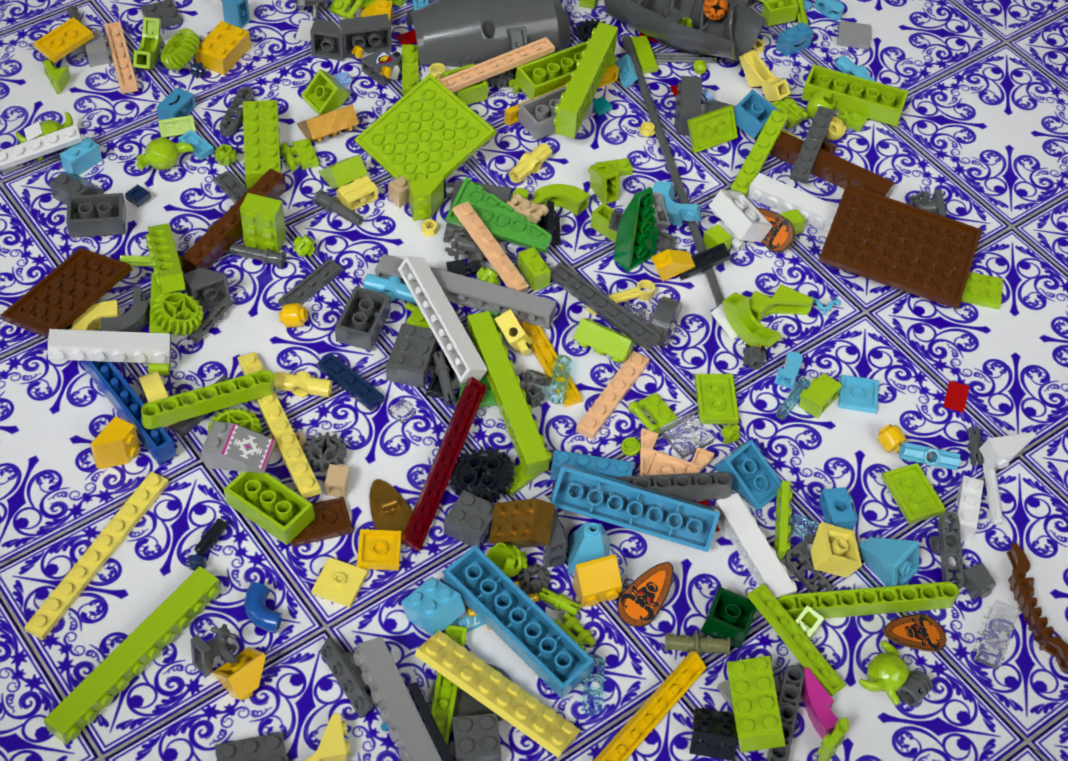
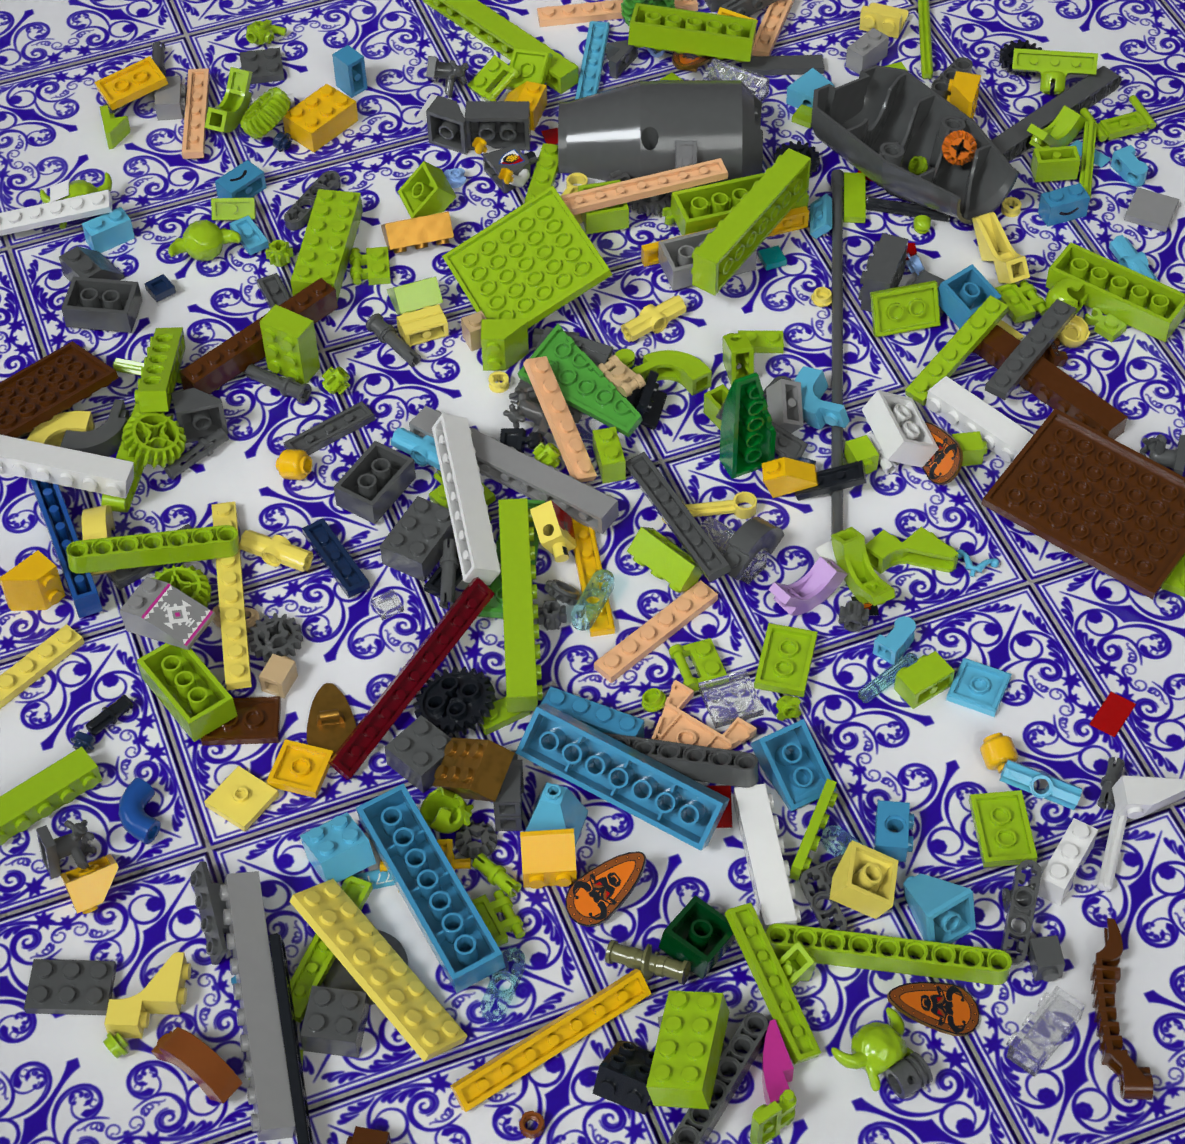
camera: 20 degrees right, 0 degrees up
(717, 342) = (811, 589): none -> lavender arch

